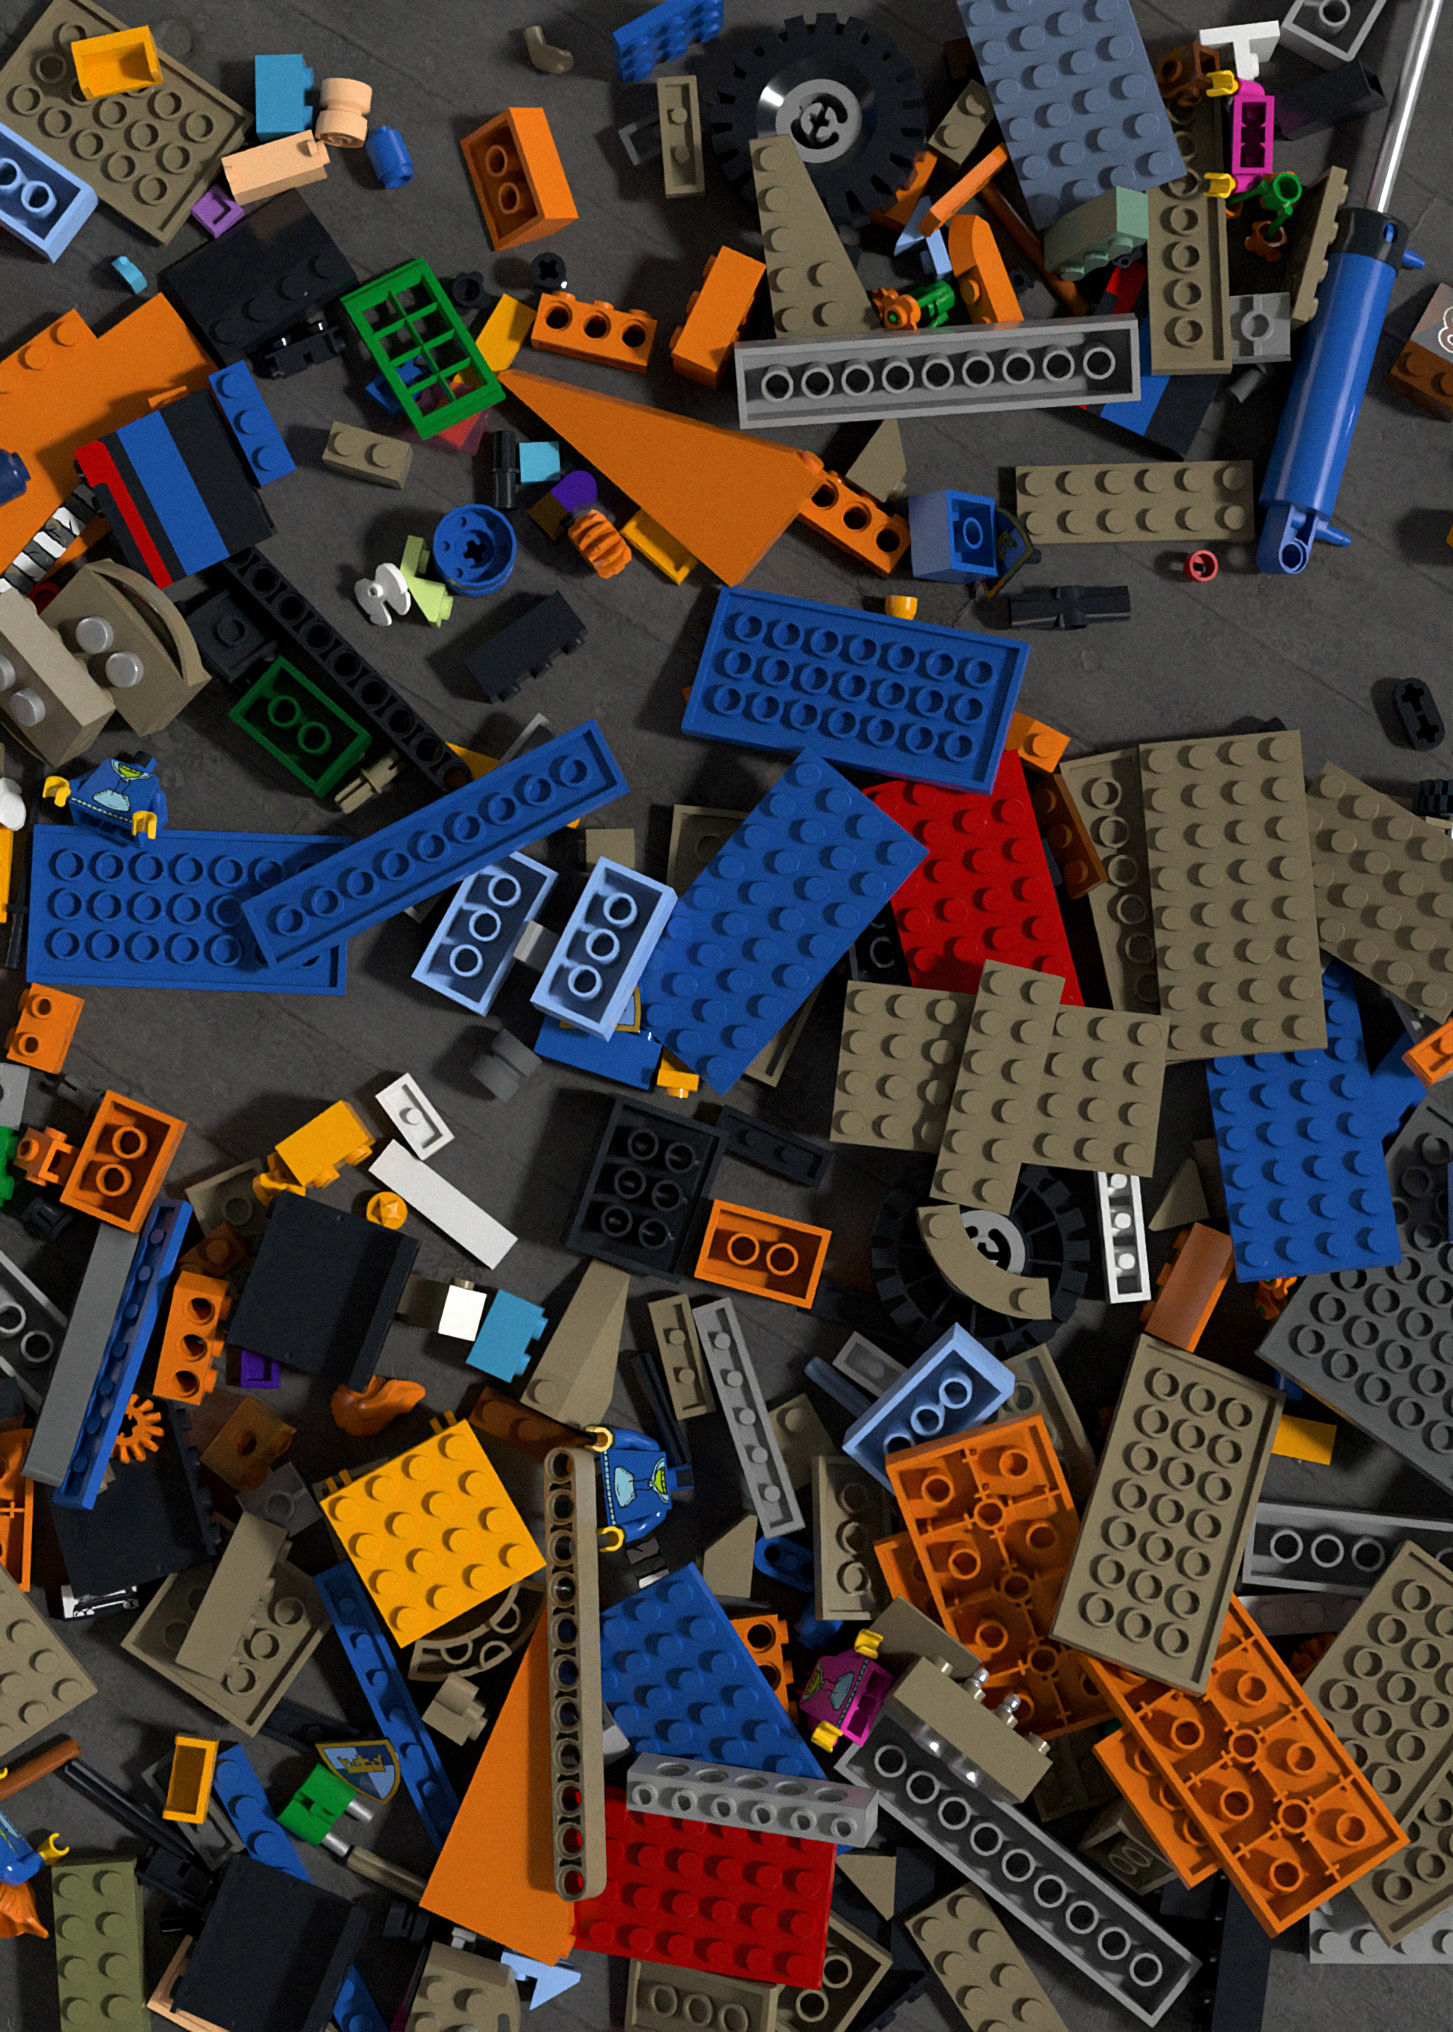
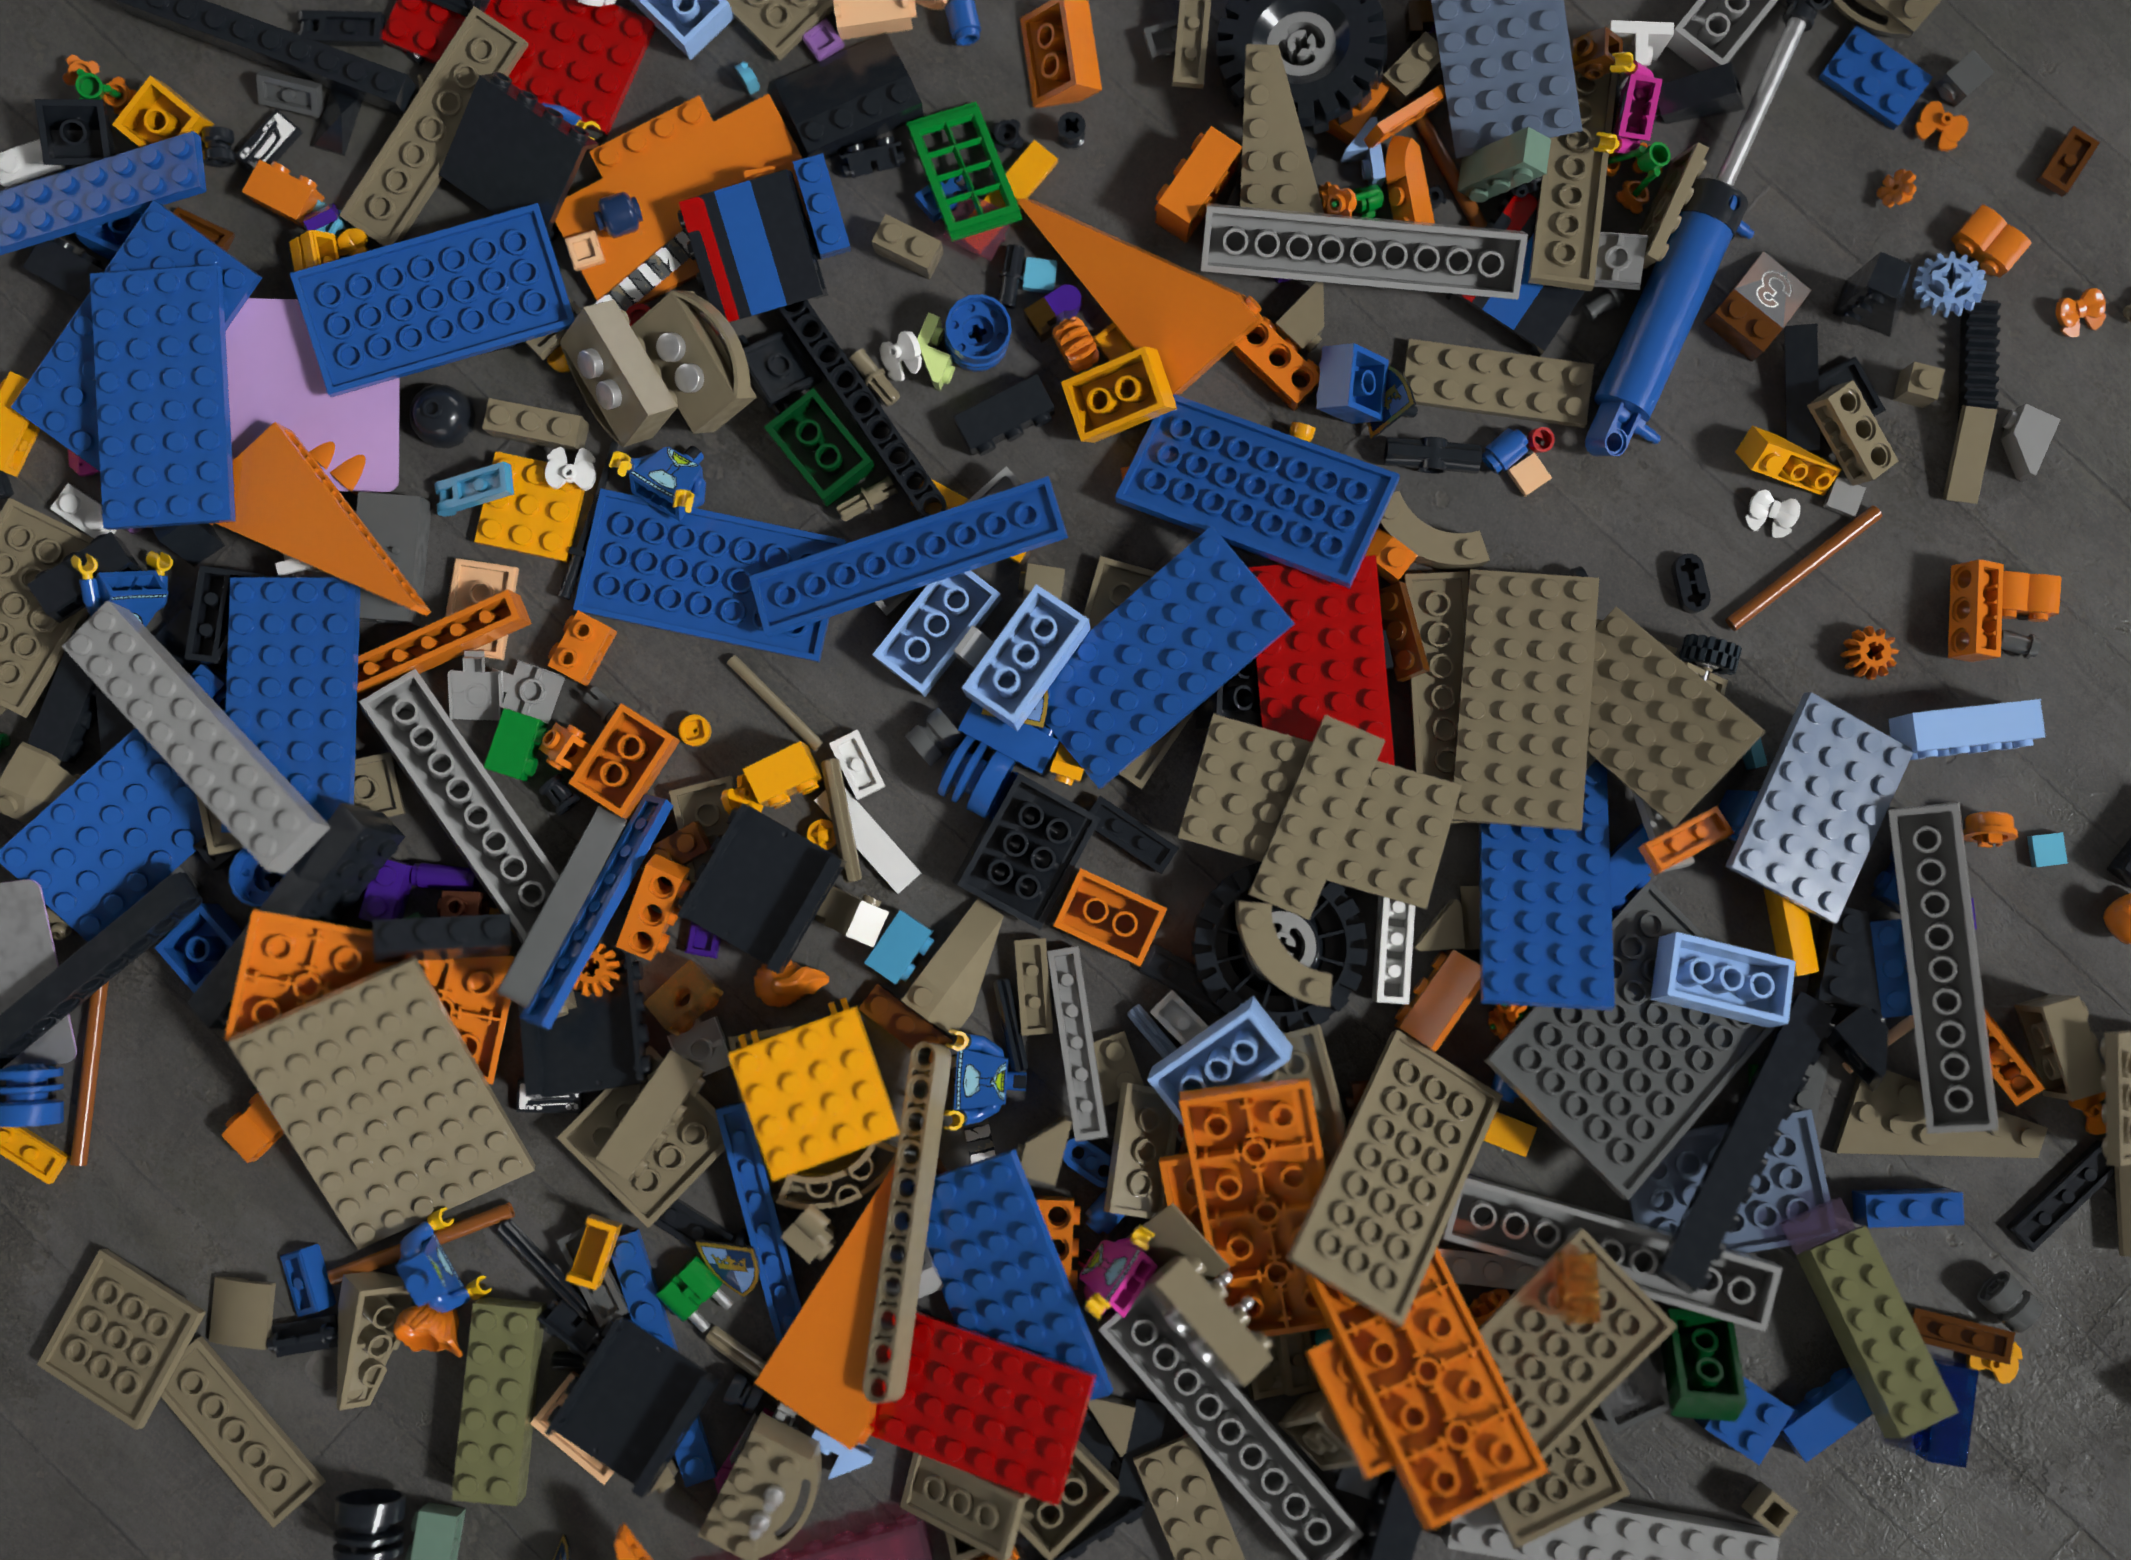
camera: 10 degrees right, 0 degrees up
(204, 1107) = (694, 730): none -> light orange tile
(298, 1056) = (775, 703): none -> dark tan bar
(354, 627) = (874, 377): none -> dark tan axle
(406, 1188) = (841, 819): none -> dark tan axle
(565, 1107) = (975, 776): none -> blue wheel
(605, 350) = (1105, 196): orange brick -> none
(664, 599) = (1119, 394): none -> light orange brick
(752, 1799) = (1031, 1345): light grey brick -> none
(1084, 721) = (1433, 546): none -> dark tan brick
(1158, 587) = (1505, 450): none -> blue brick
(1194, 611) = (1529, 474): none -> light nougat tile
(1412, 1611) = (1577, 1287): none -> clear orange brick

